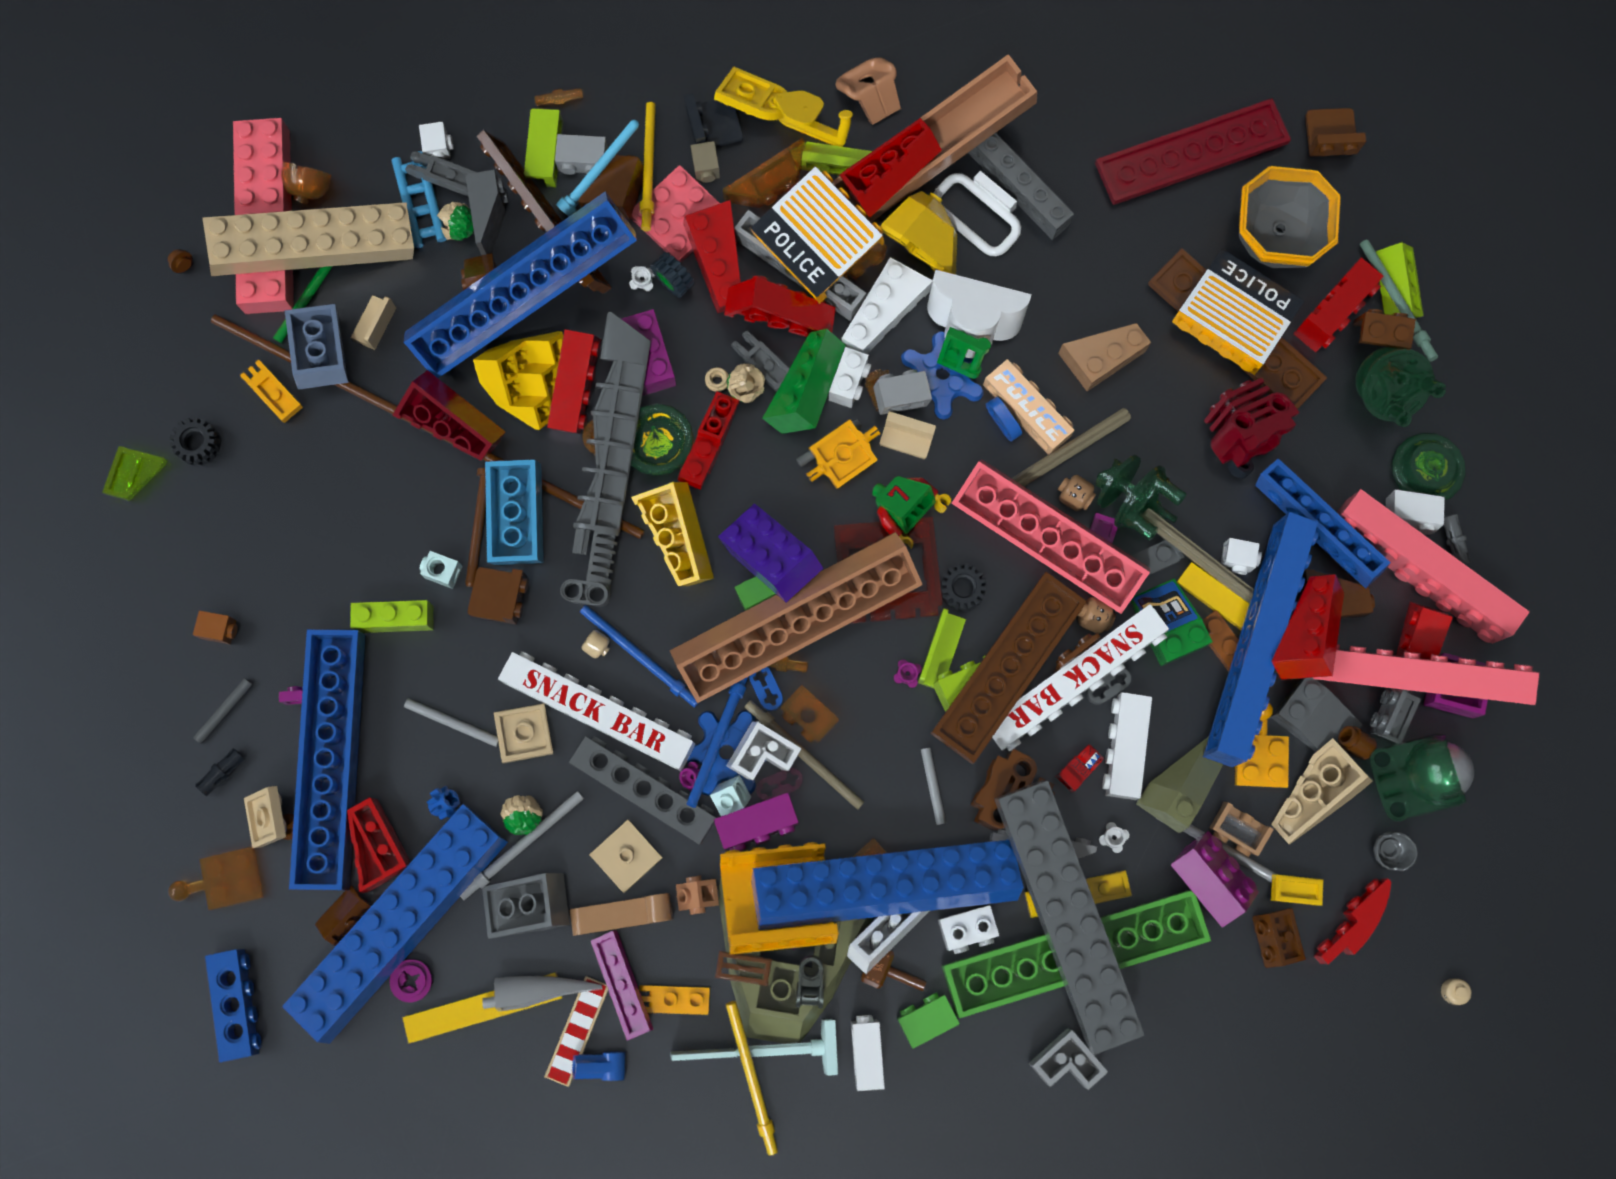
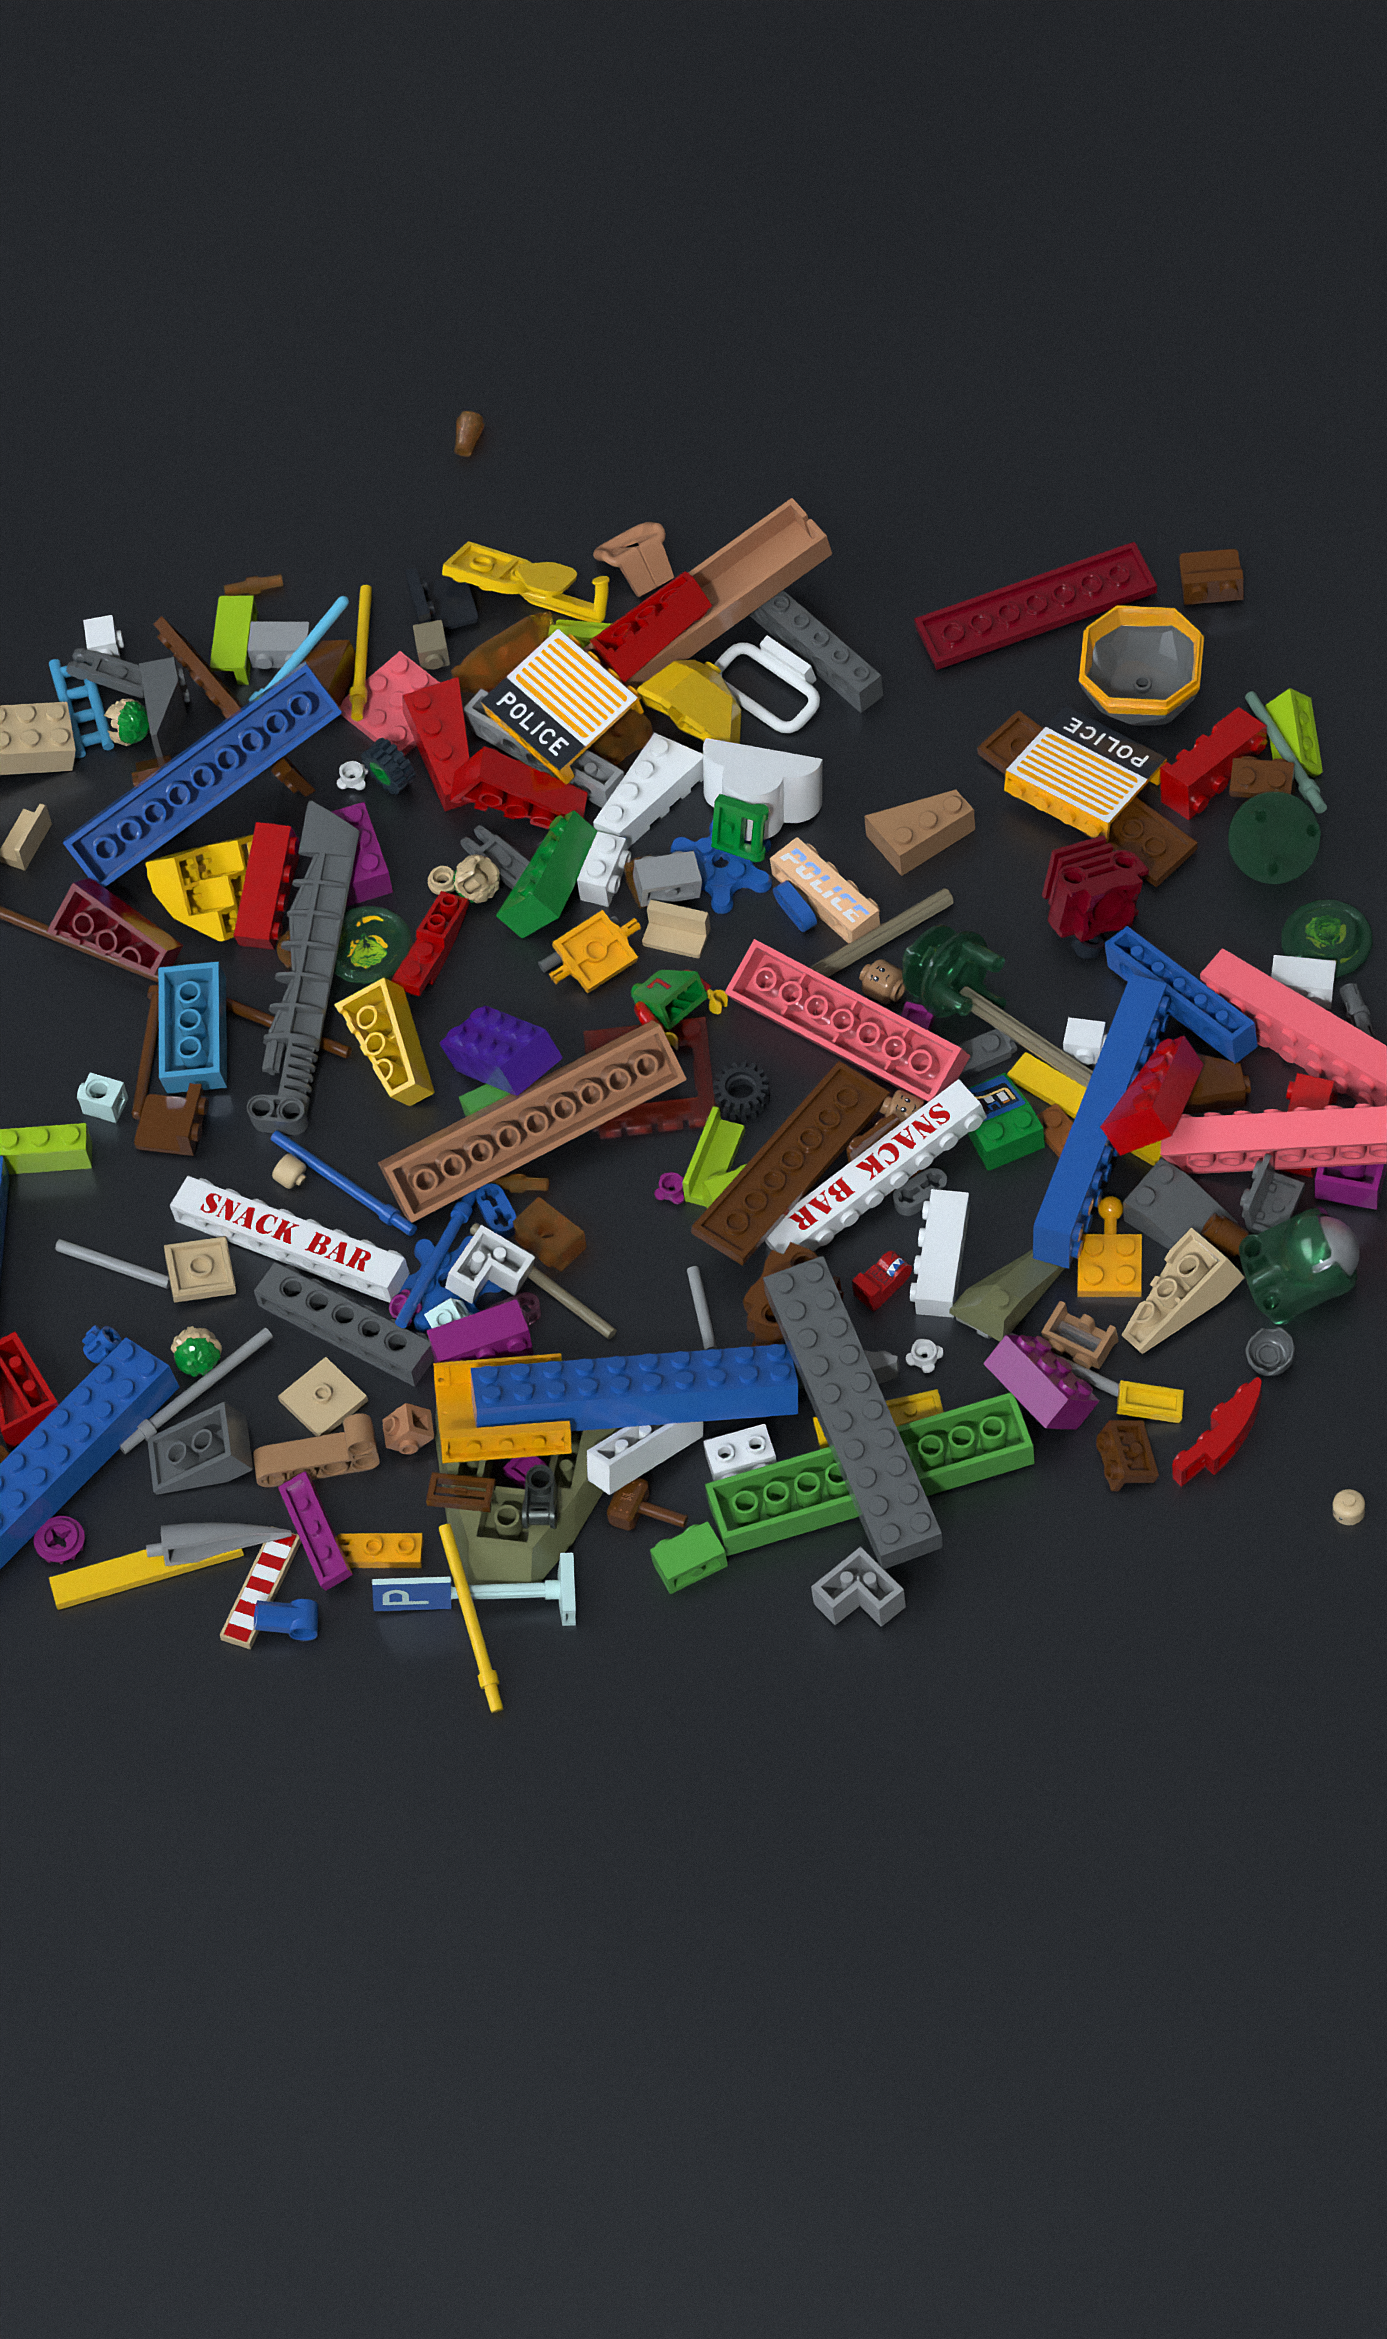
camera: 10 degrees right, 20 degrees down
(867, 1053) = (611, 1587): white window -> none

